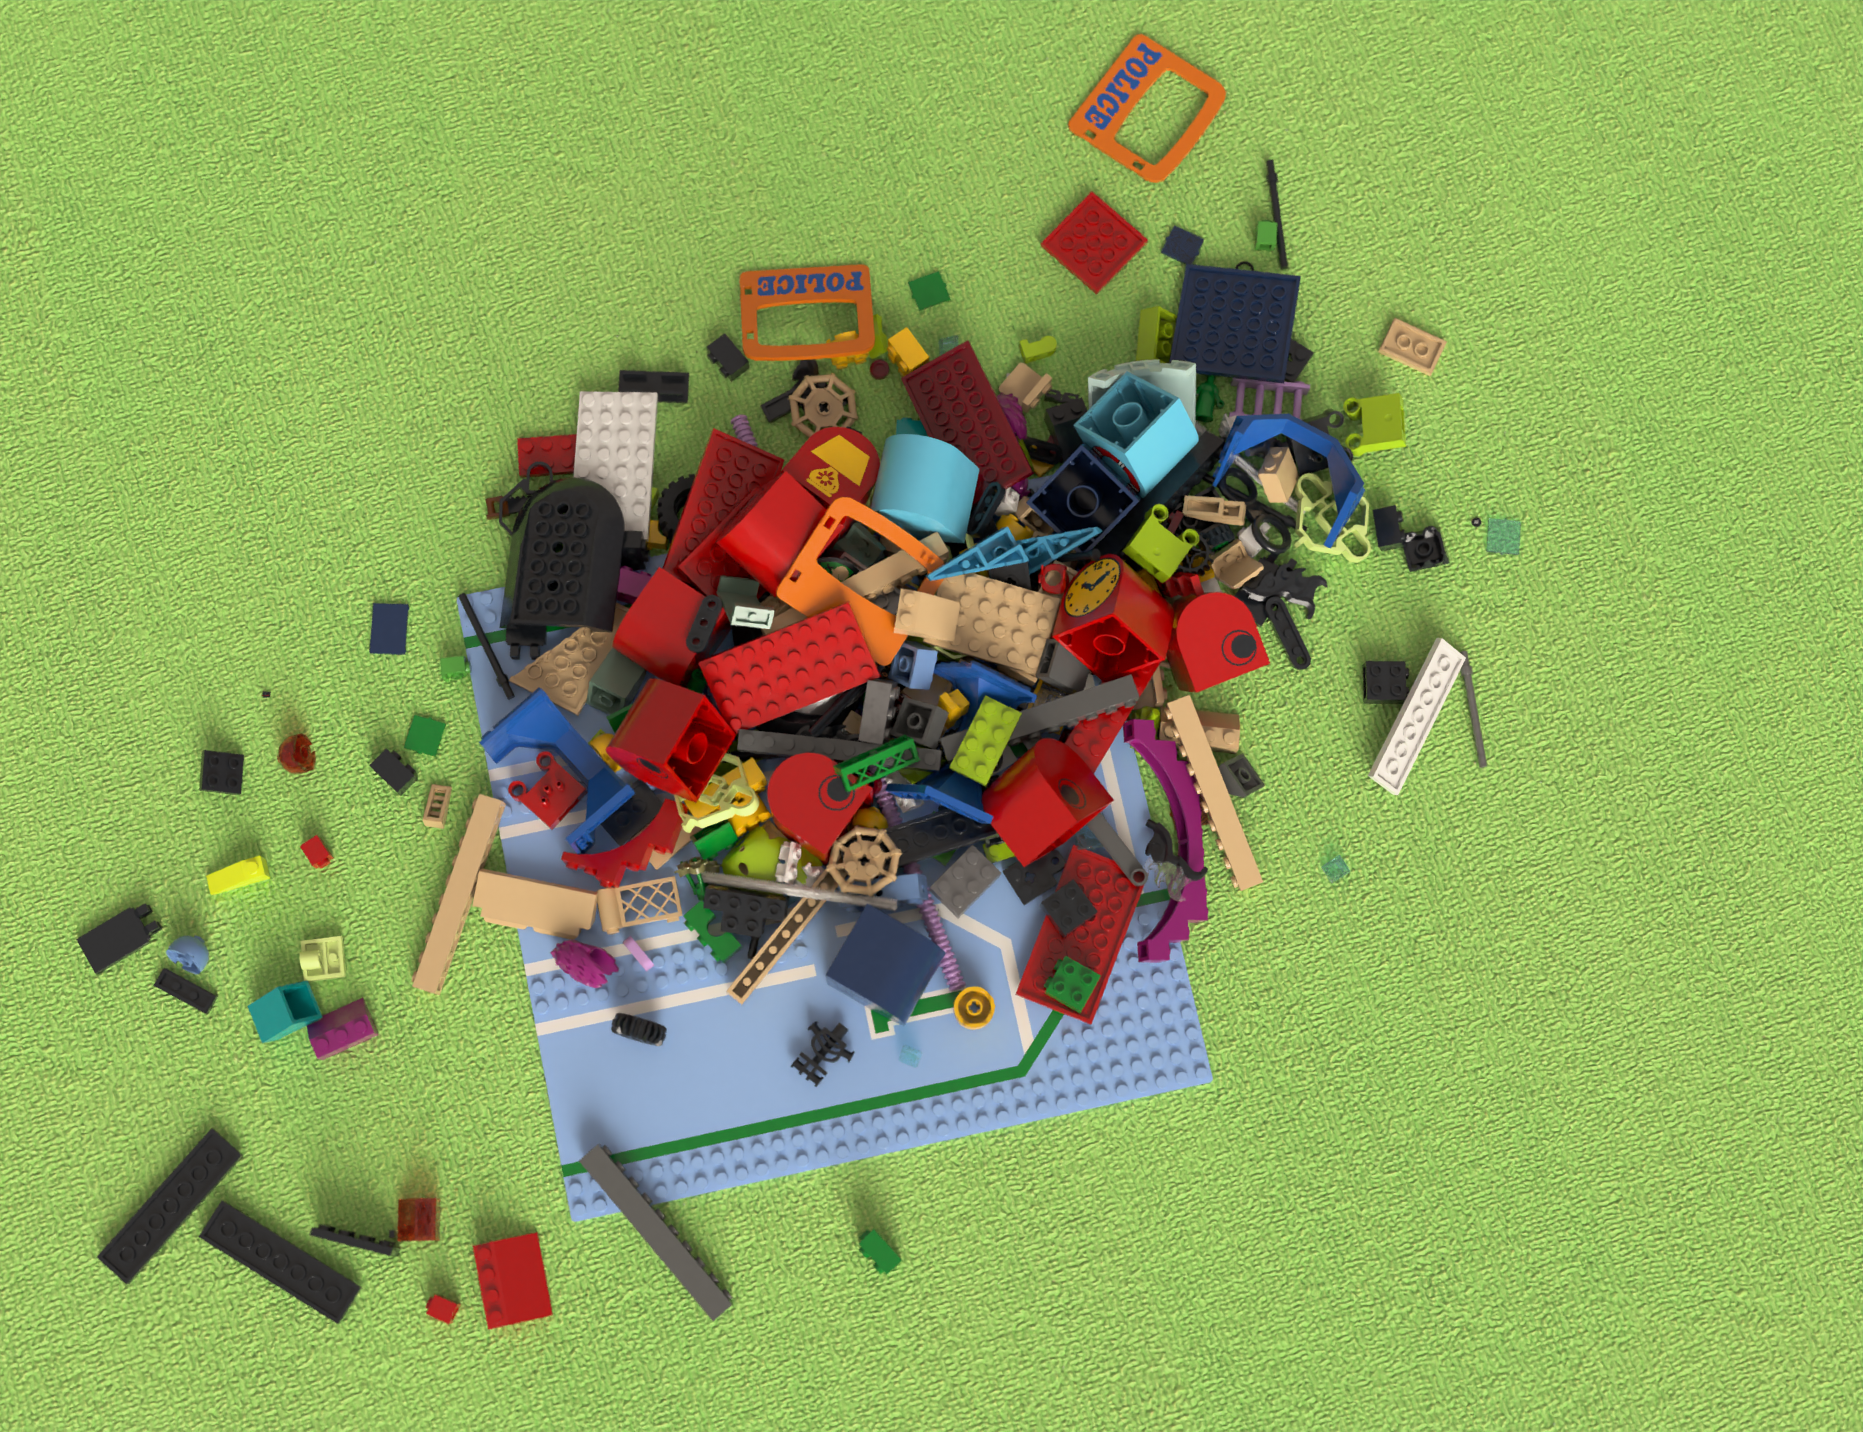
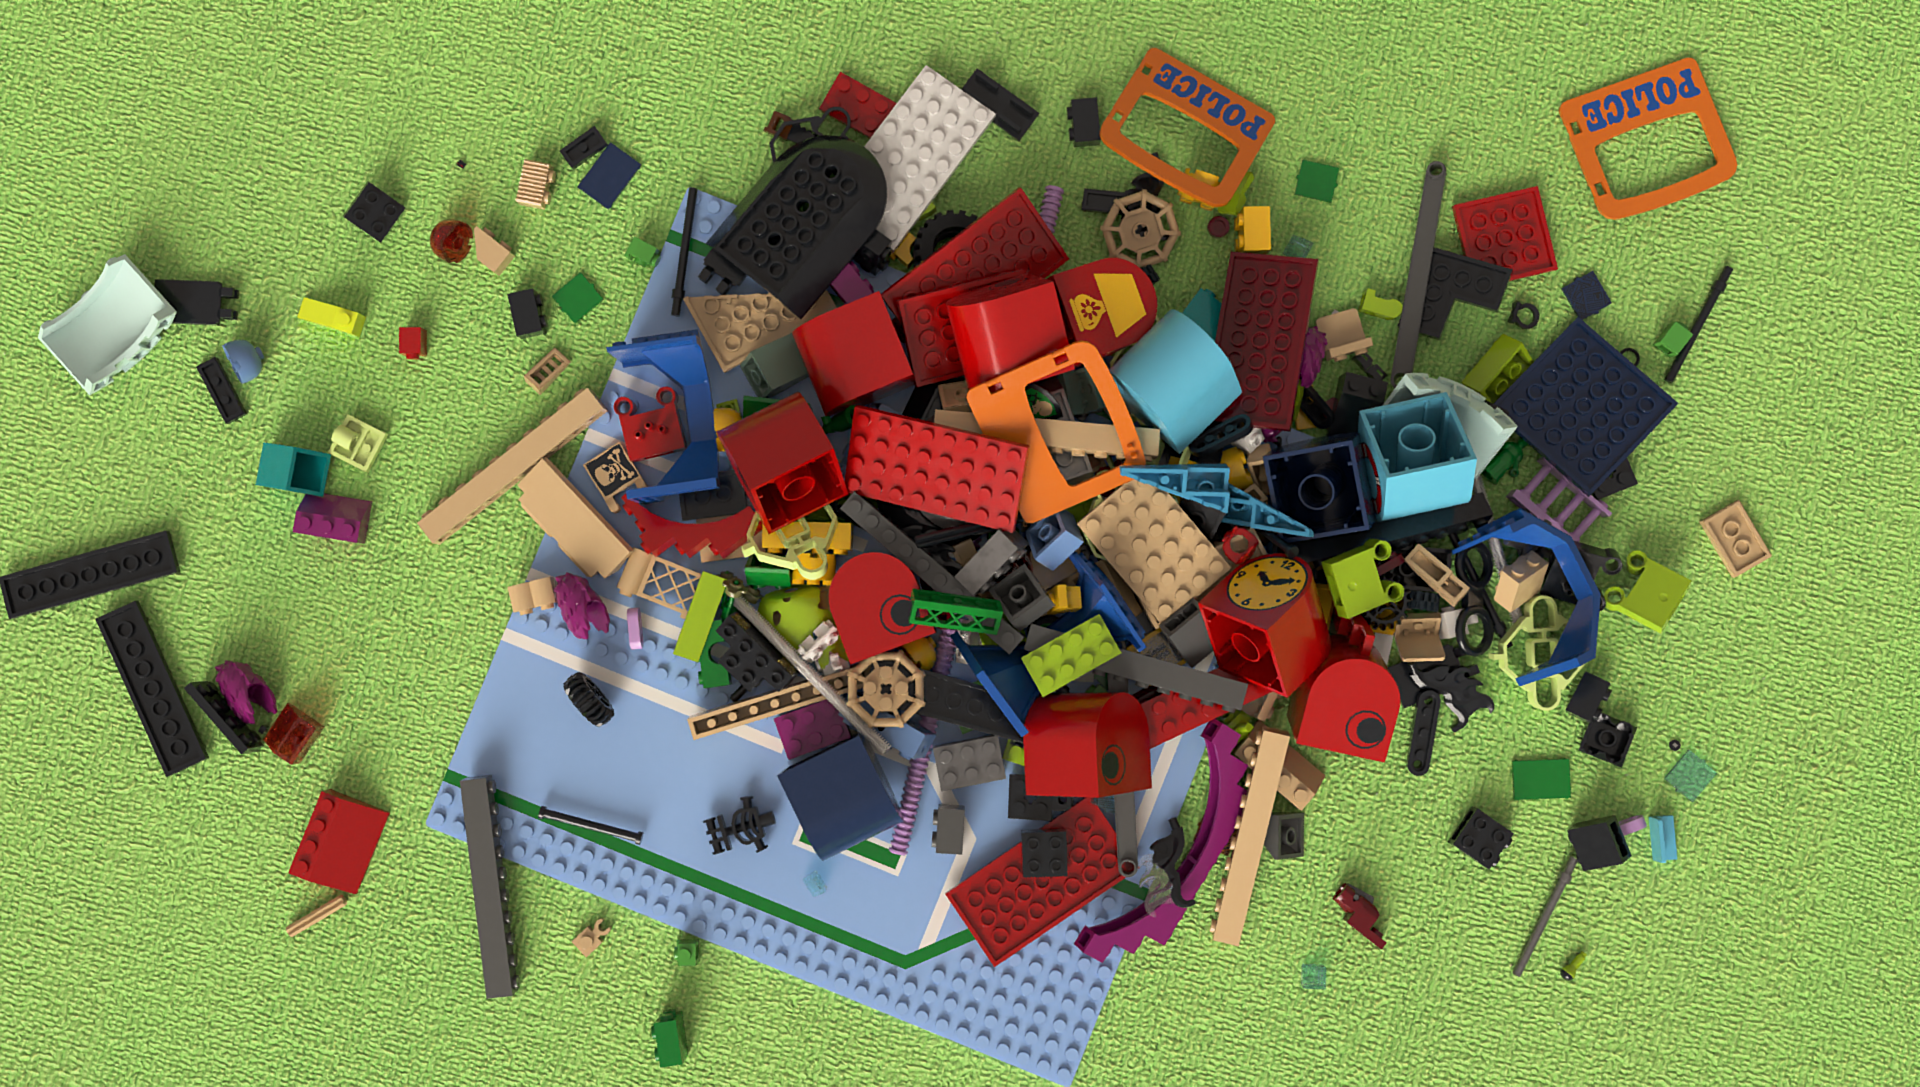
camera: 40 degrees right, 10 degrees up
(63, 996) = (108, 326): none -> light aqua panel
(336, 671) = (535, 184): none -> tan brick
(336, 744) = (490, 252): none -> tan slope
(355, 620) = (583, 148): none -> black plate
(358, 1210) = (241, 686): none -> magenta head
(442, 1308) = (264, 825): red brick -> none
(531, 1354) = (316, 915): none -> tan axle
(541, 848) = (613, 473): none -> flag
(541, 981) = (532, 595): none -> tan brick
(683, 908) = (700, 617): none -> lime panel
(700, 632) = (878, 383): black plate -> none
(704, 1129) = (591, 825): none -> black bar
(742, 604) = (933, 377): sand green panel -> none
(763, 1222) = (590, 938): none -> tan plate
(825, 935) = (811, 728): none -> magenta brick
(846, 1178) = (687, 952): none -> bright green brick
(926, 616) = (1094, 504): tan slope -> none
(982, 1000) = (904, 893): yellow brick -> none
(984, 940) = (950, 829): none -> dark grey brick
(1048, 305) = (1419, 272): none -> dark grey piece
(1071, 299) = (1462, 280): none -> black plate
(1071, 983) = (1000, 922): green brick -> none
(1141, 295) = (1513, 318): none -> black piece
(1226, 426) = (1506, 503): white hinge -> none
(1337, 797) = (1361, 912): none -> dark red plate
(1398, 611) = (1541, 779): none -> green piece
(1417, 716) = (1488, 890): white plate -> none
(1471, 626) = (1599, 843): none -> black brick
(1483, 603) = (1632, 824): none -> lavender beam
(1516, 594) = (1662, 838): none -> medium azure panel
(1519, 738) = (1568, 972): none -> lime piece

